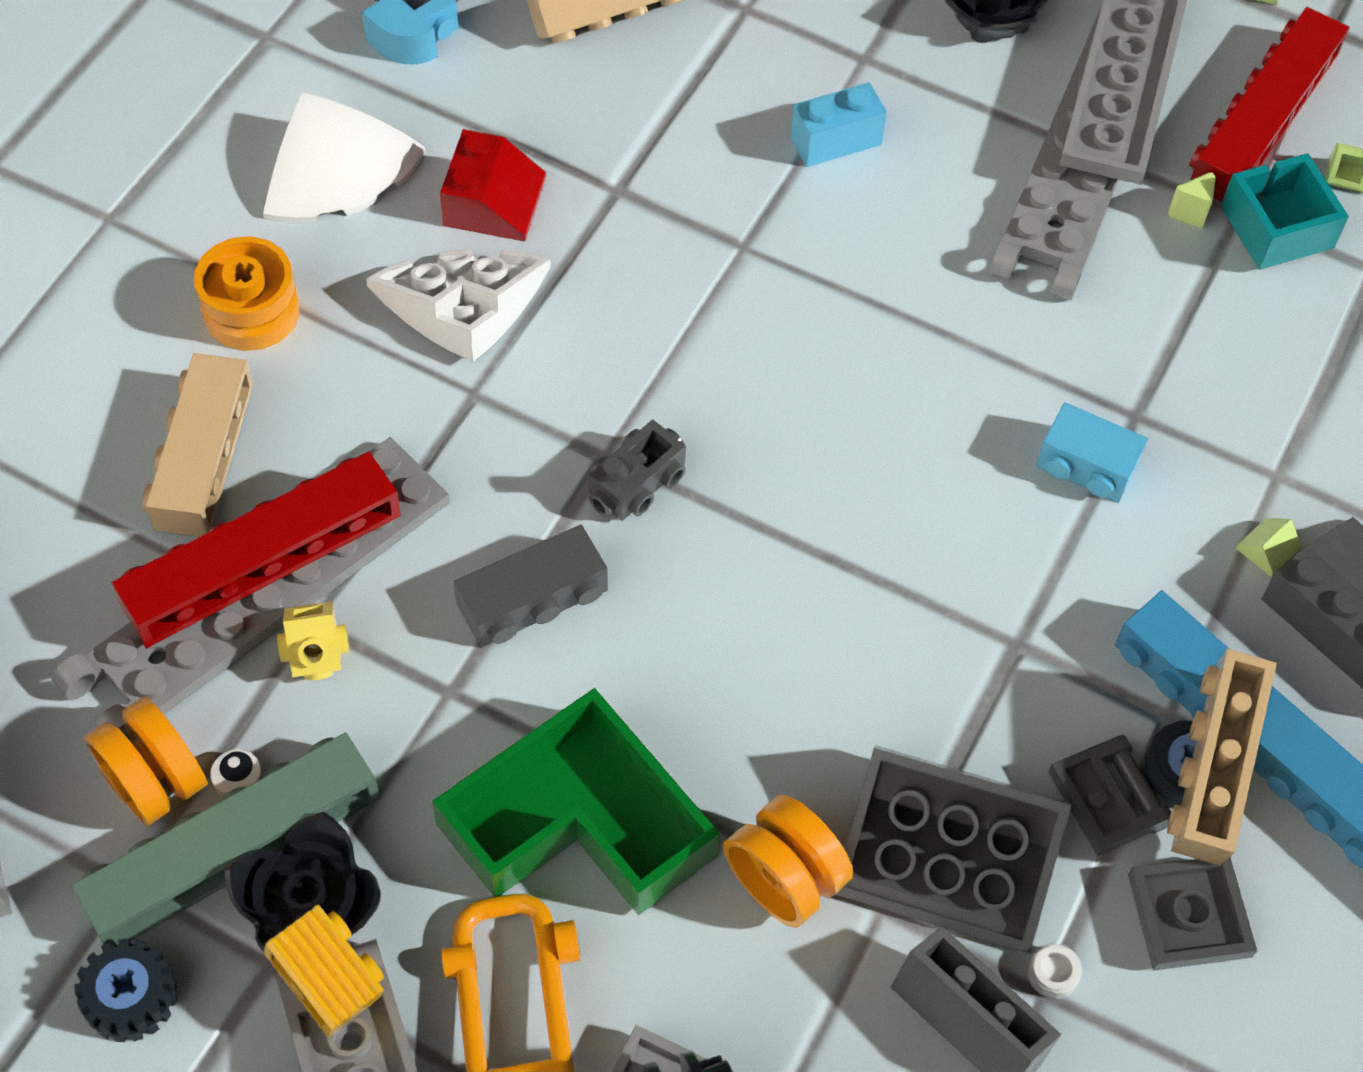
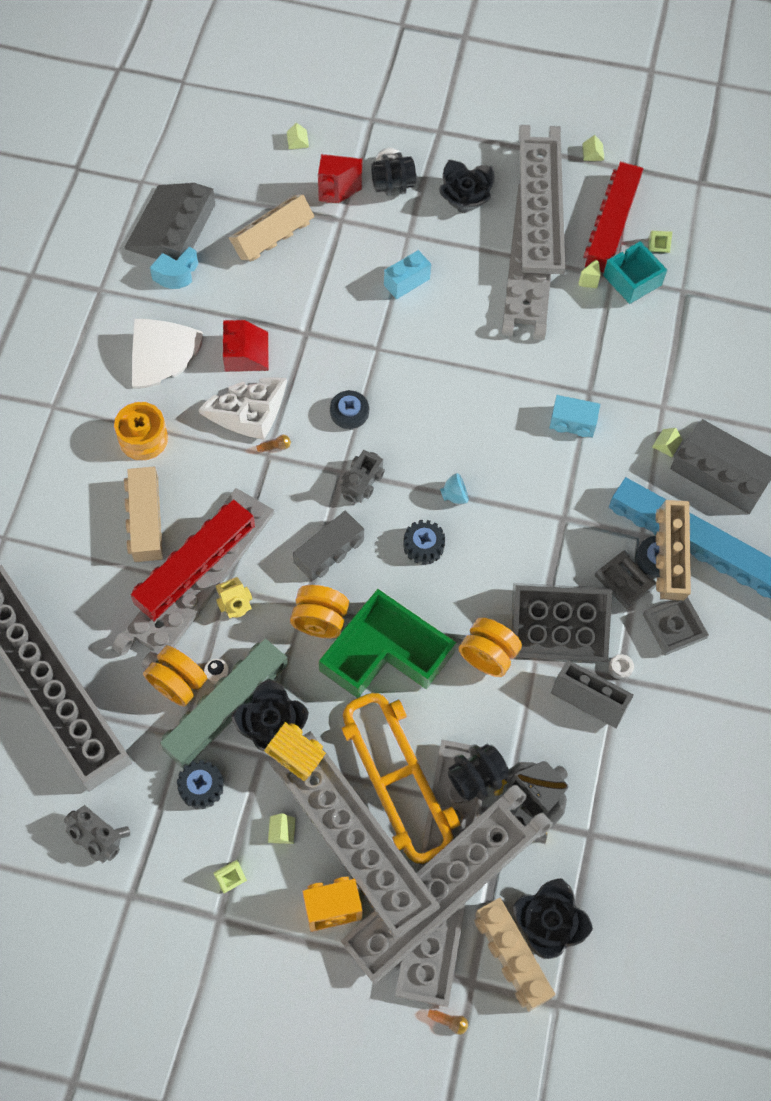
camera: 15 degrees left, 5 degrees up
(468, 705) = (319, 611): none -> light orange wheel
(505, 374) = (281, 442): none -> clear orange piece
(646, 357) = (346, 417): none -> black wheel
(721, 640) = (425, 550): none -> black wheel
(812, 538) = (455, 490): none -> medium azure brick

